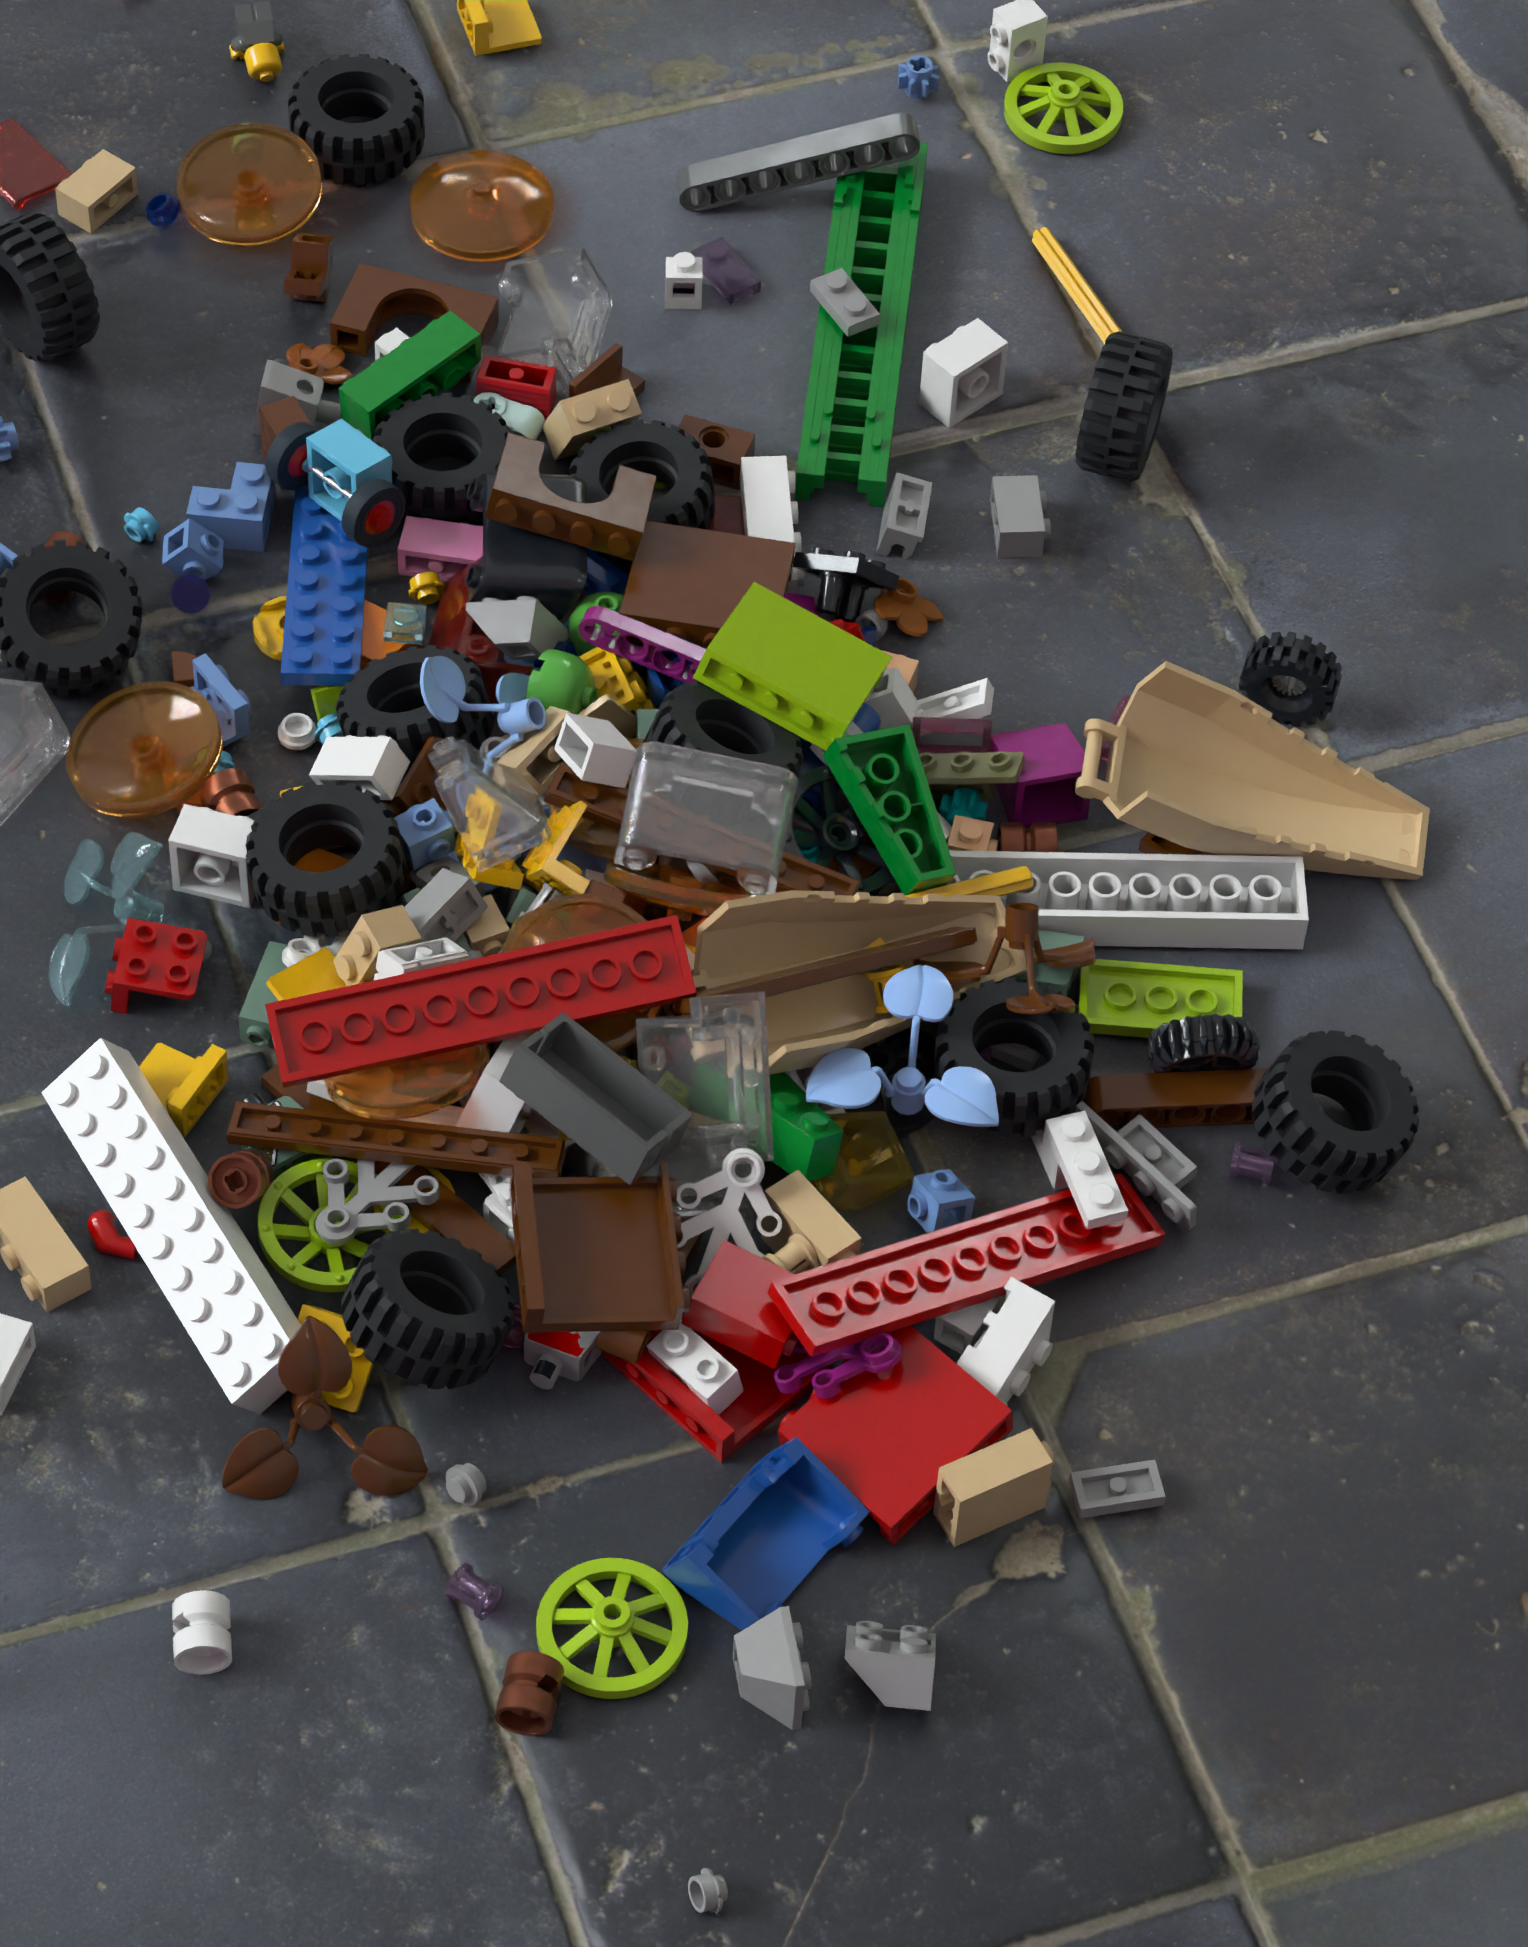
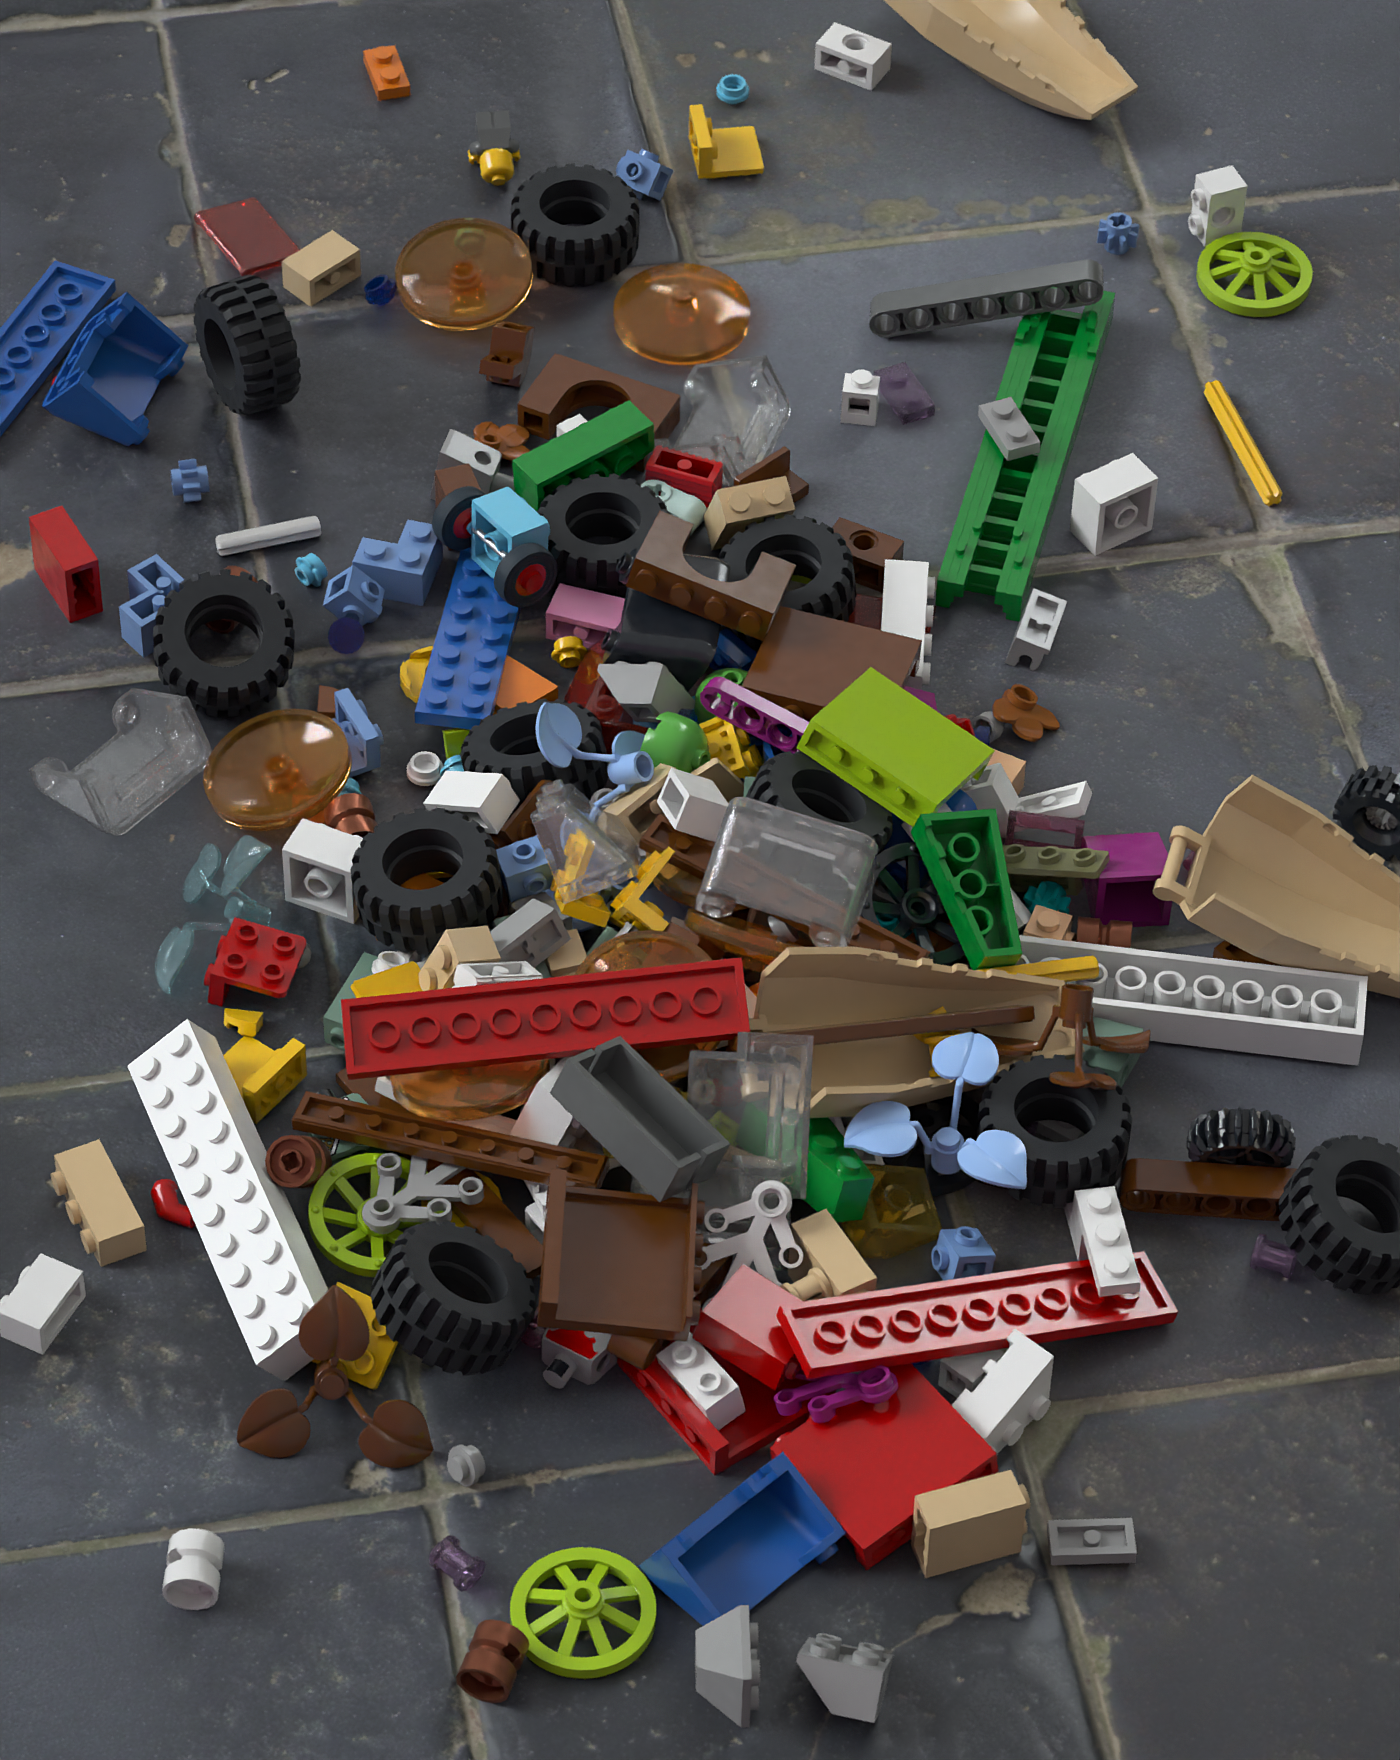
camera: 10 degrees right, 5 degrees down
(89, 491) = (268, 535): none -> white axle
(156, 1027) = (247, 1021): none -> yellow tile
(405, 623) = (540, 679): clear light blue plate -> none
(419, 56) = (644, 173): none -> medium blue brick
(844, 580) = (969, 675): black plate -> none
(1018, 516) = (1146, 641): light grey brick -> none
(1123, 406) = (1260, 546): black tyre -> none
(1140, 996) = (1178, 1089): lime plate -> none
(1150, 1161) = (1173, 1242): light grey bracket -> none

